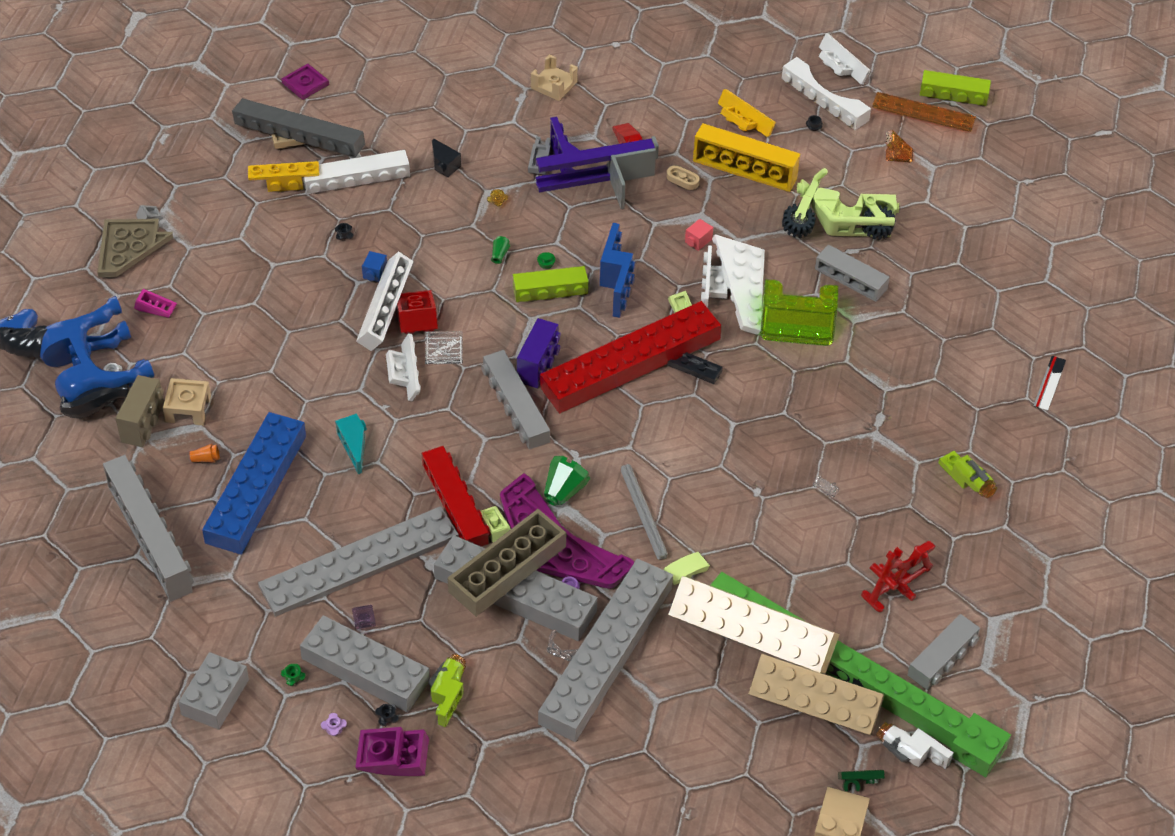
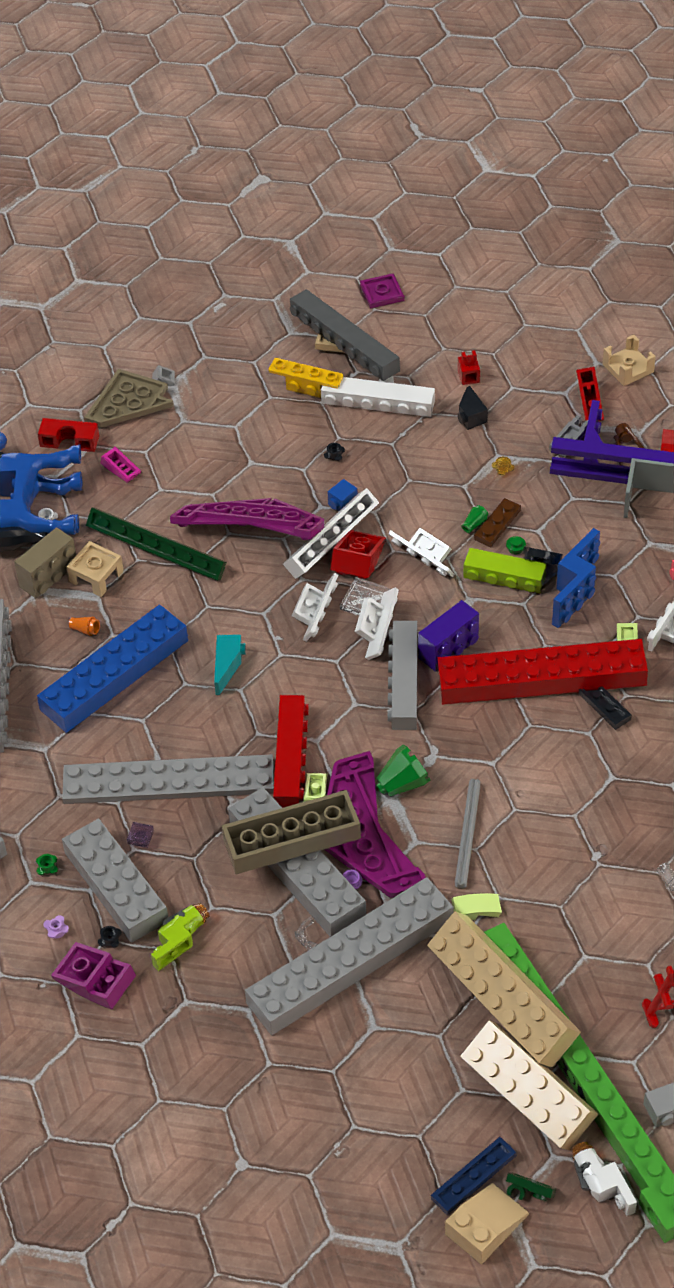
camera: 30 degrees right, 0 degrees up
(78, 291) = (54, 431): none -> red arch
(229, 361) = (156, 543): none -> dark green plate
(305, 304) = (257, 512): none -> magenta wing
(422, 124) = (468, 368): none -> red brick
(467, 362) = (375, 620): none -> white bracket
(473, 286) = (428, 548): none -> white bracket
(519, 246) = (497, 522): none -> reddish brown plate
(536, 113) = (588, 389): none -> red slope
(571, 260) = (548, 556): none -> black plate
(585, 139) = (625, 435): none -> reddish brown plant
(810, 787) = (473, 1175): none -> dark blue plate

